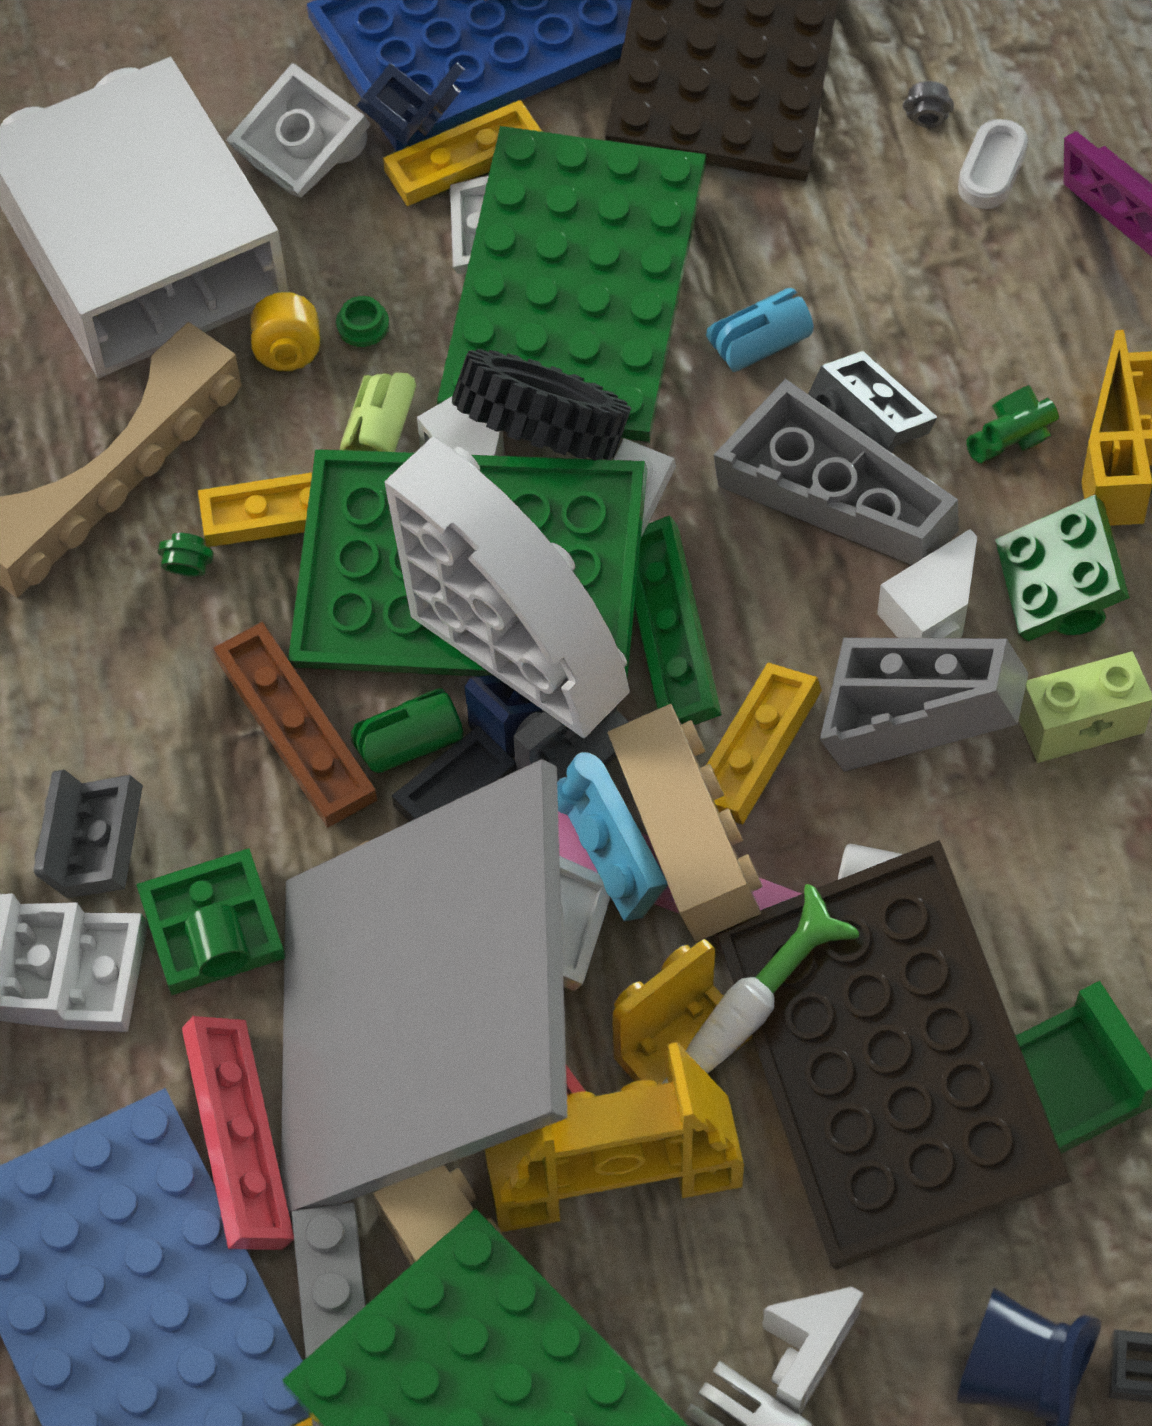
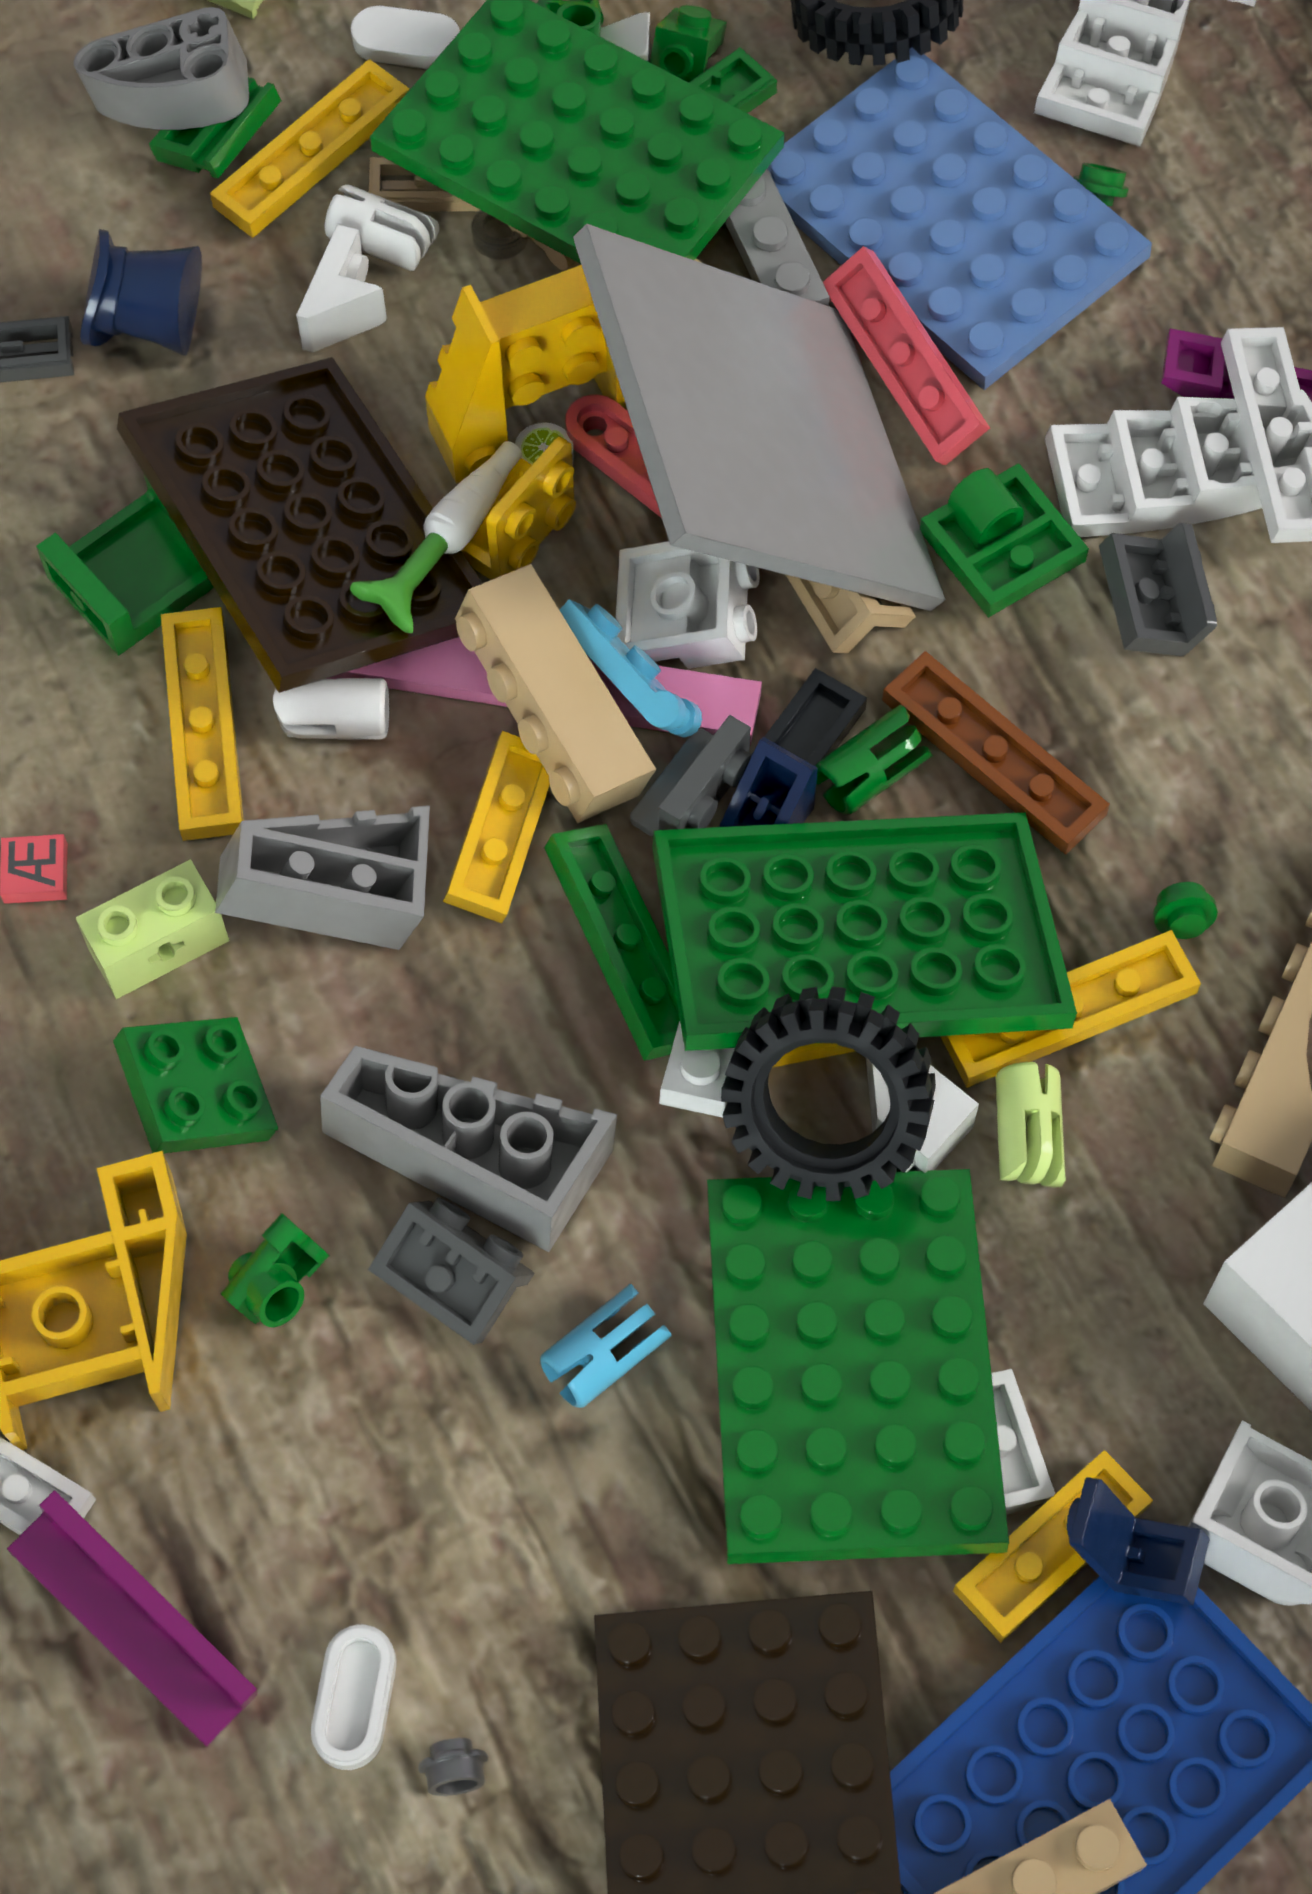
camera: 165 degrees right, 5 degrees up
(285, 327) = (1181, 1214): yellow head -> none
(362, 321) = (1095, 1265): green plate -> none
(501, 589) = (796, 782): white brick -> none
(932, 593) = (331, 1016): white slope -> none
(1019, 897) = (202, 723): none -> yellow plate

